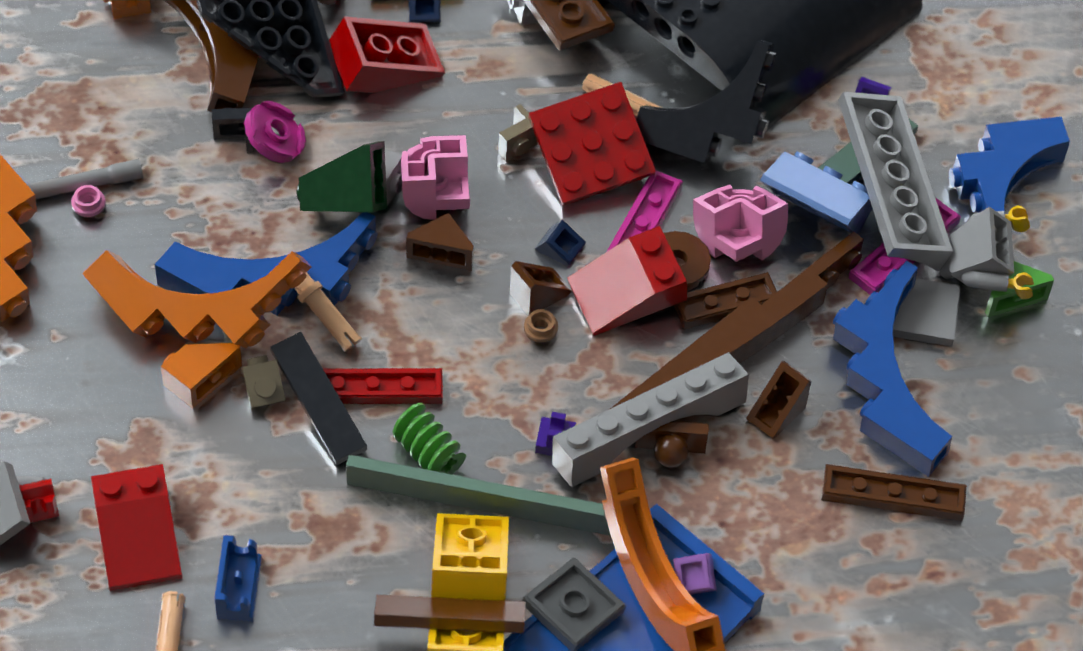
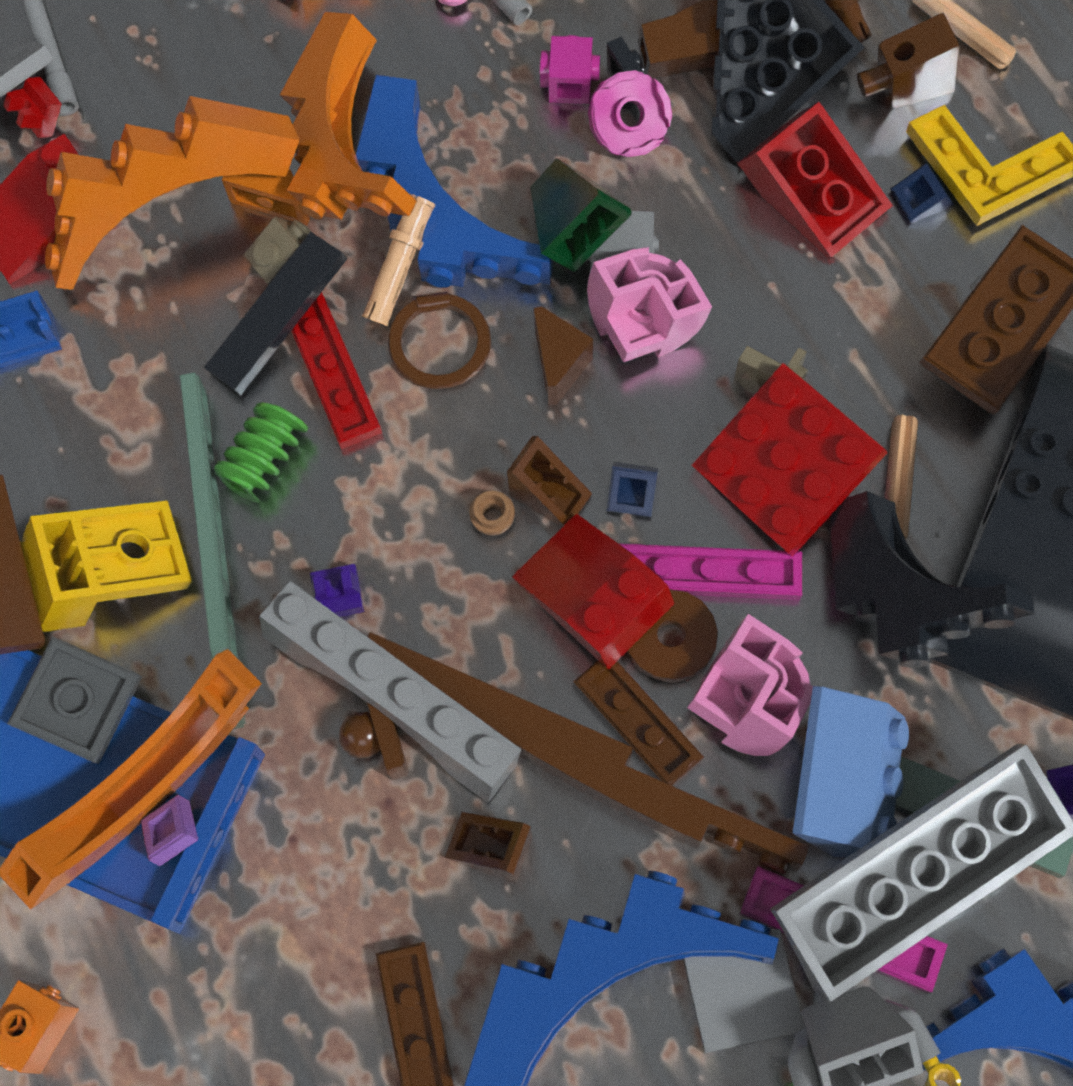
camera: 75 degrees right, 15 degrees up
(178, 404) = (148, 162): none -> orange arch
(211, 155) = (569, 69): none -> dark pink brick
(357, 302) = (431, 303): none -> reddish brown piece

